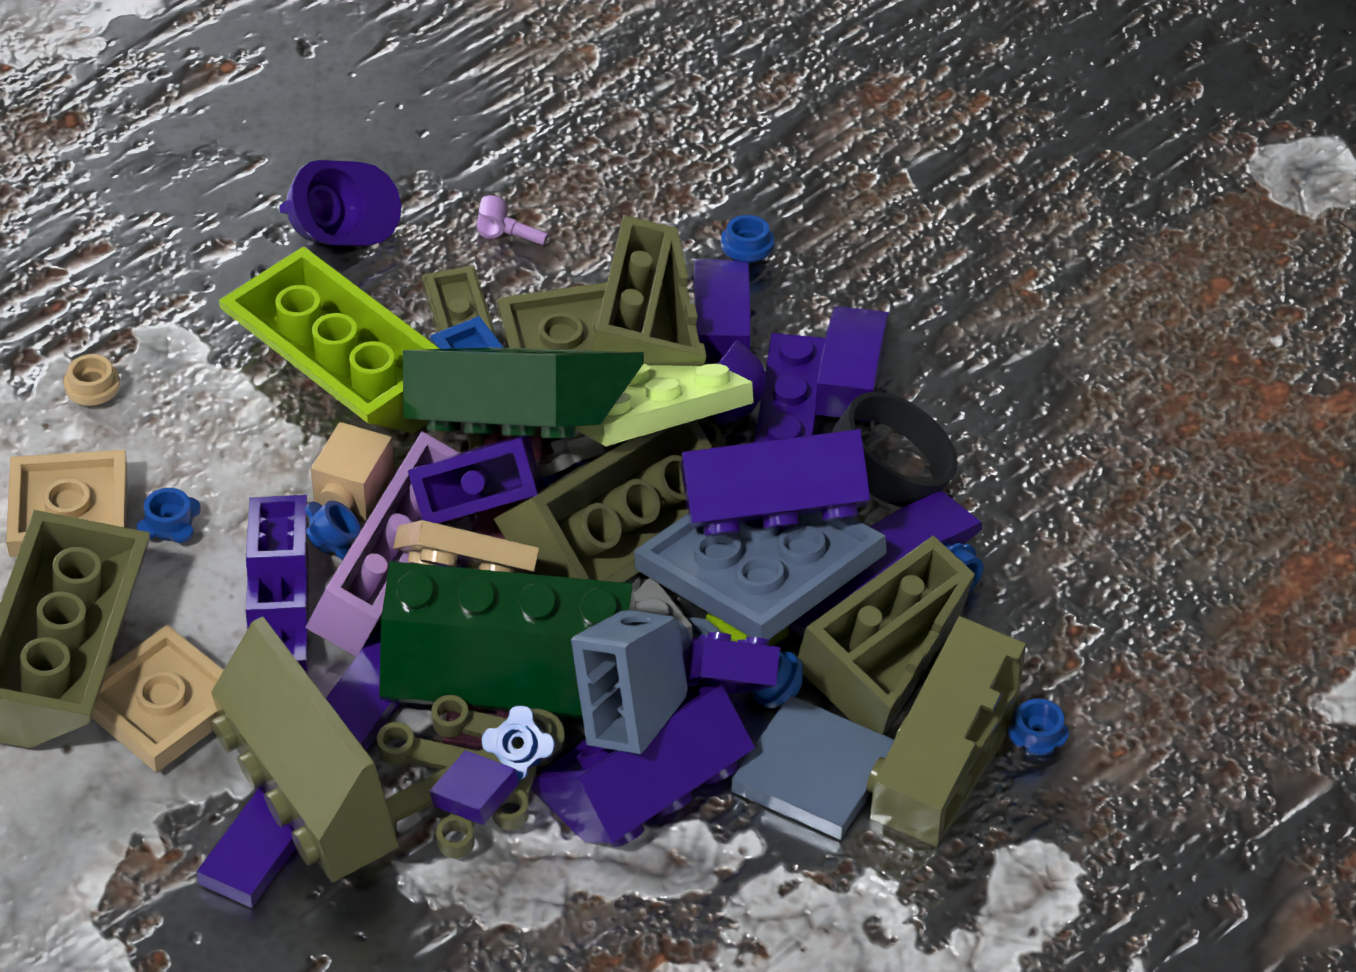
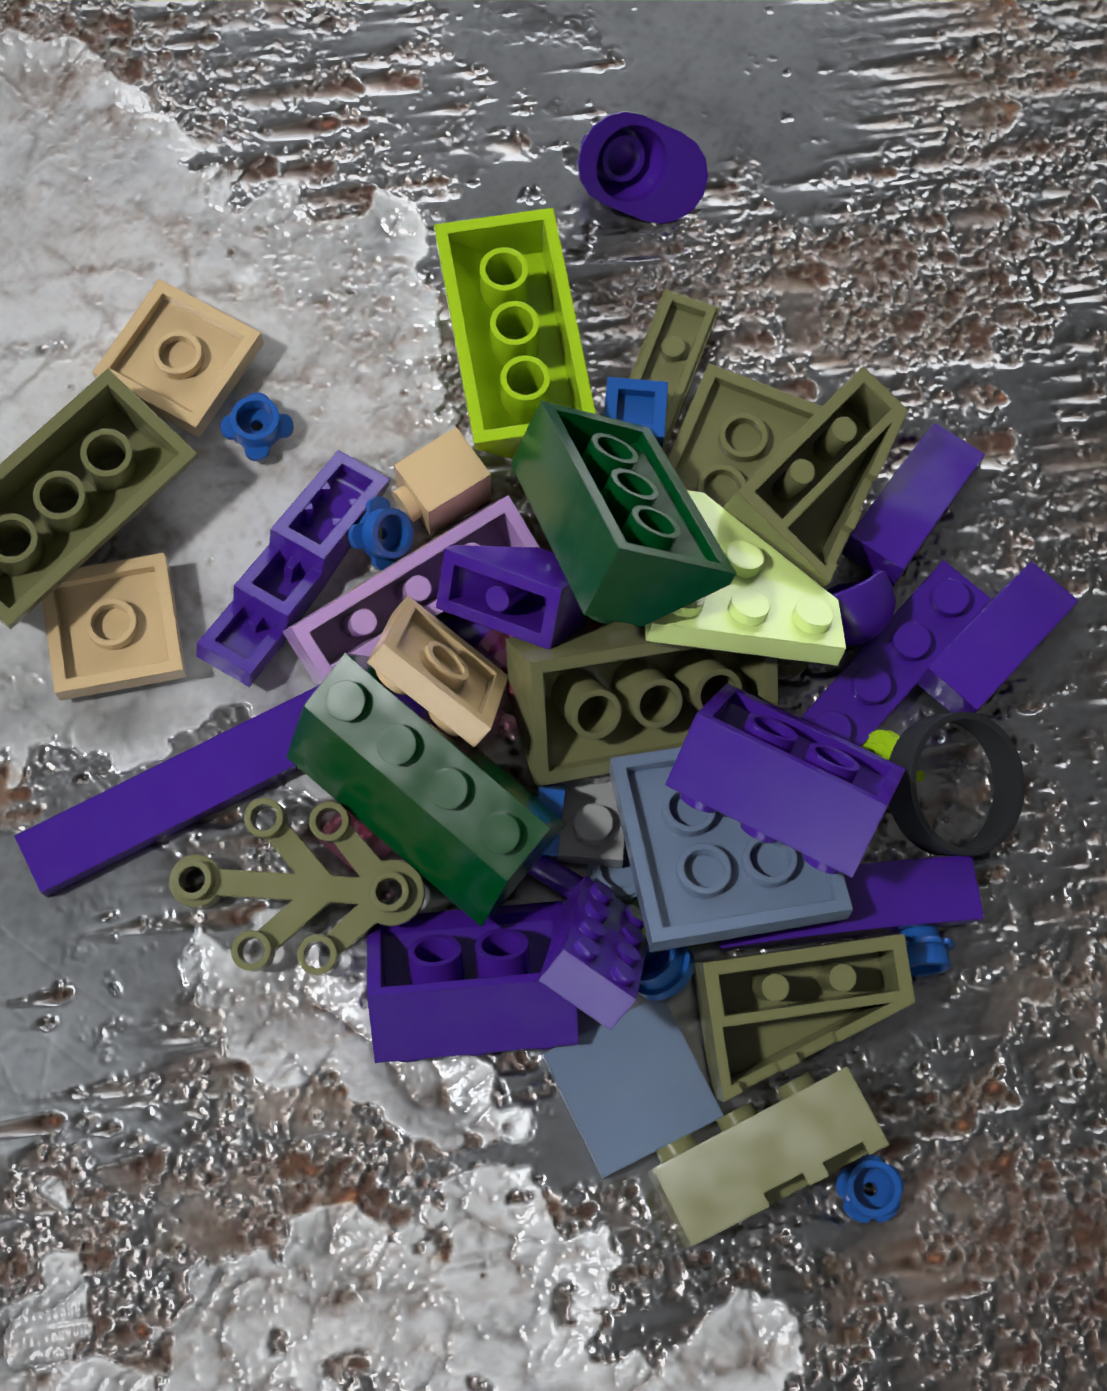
camera: 30 degrees right, 25 degrees up
(91, 380) = (289, 218): tan plate -> none
(301, 756) = (152, 799): olive slope -> none
(474, 787) = (290, 922): dark purple tile -> none
(494, 221) = (775, 267): lavender hand -> none
(519, 724) = (373, 903): plate -> none
(630, 678) = (481, 930): sand blue torso -> none
(747, 239) = (1007, 423): blue plate -> none

